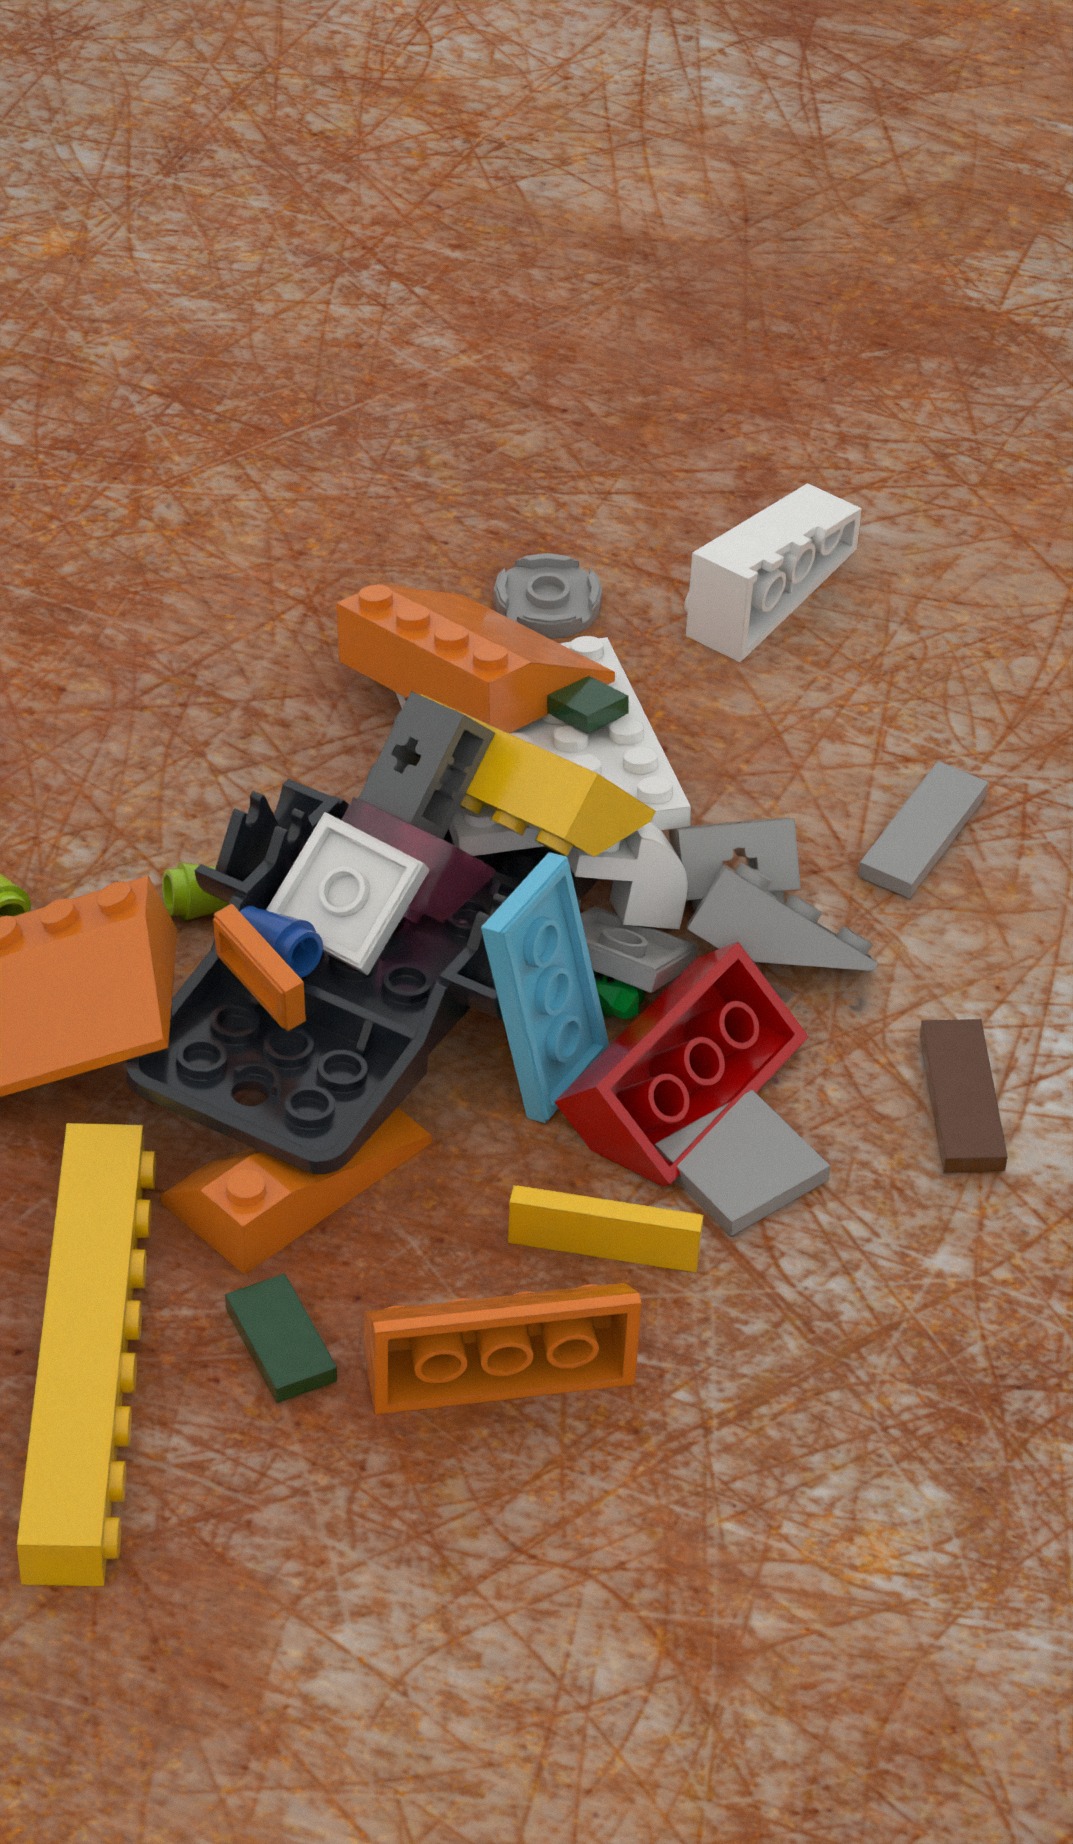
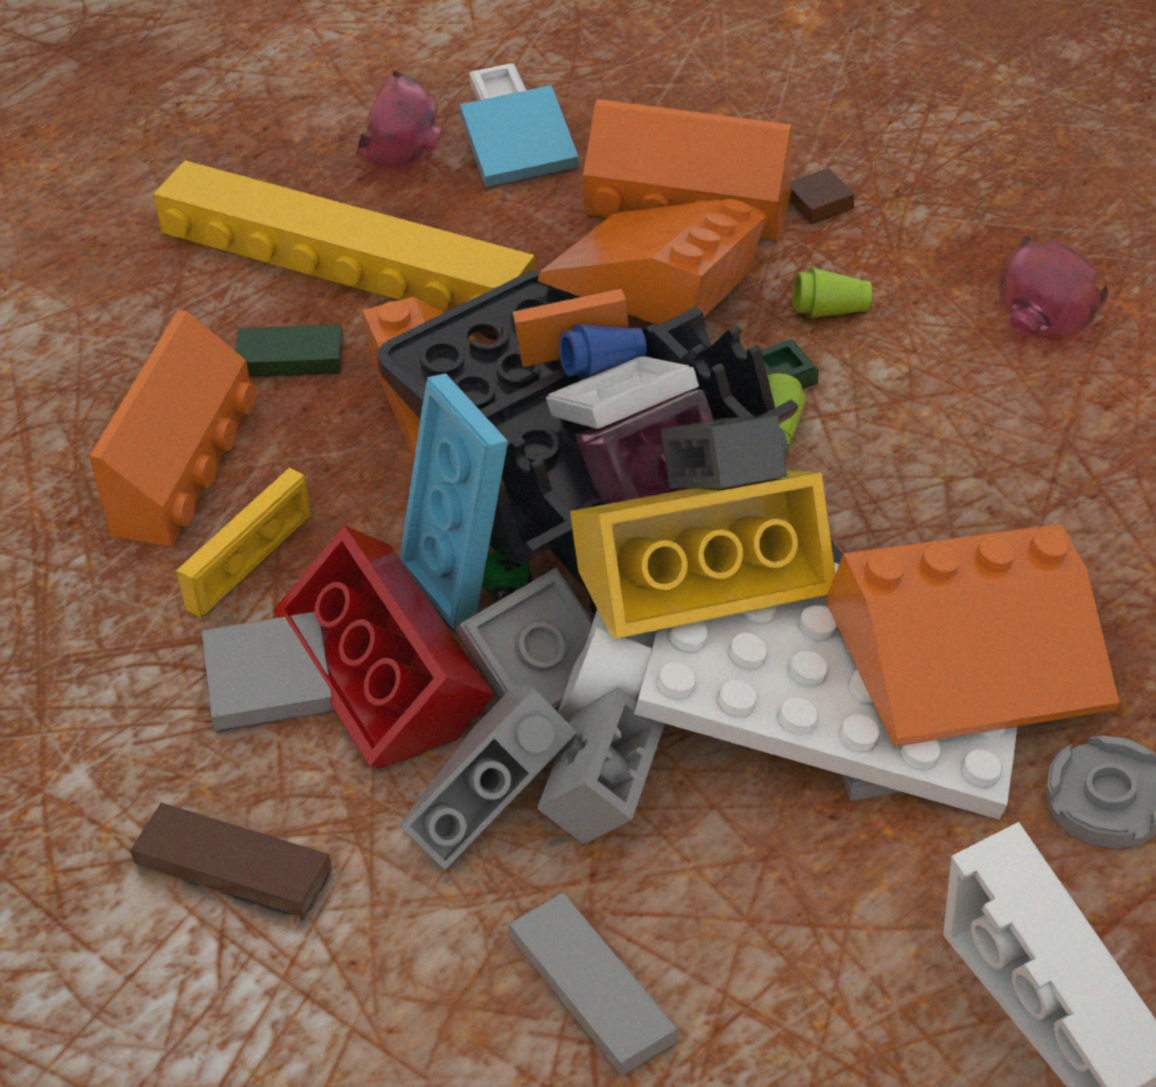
camera: 120 degrees right, 0 degrees up
(588, 704) = (840, 685): dark green tile -> none

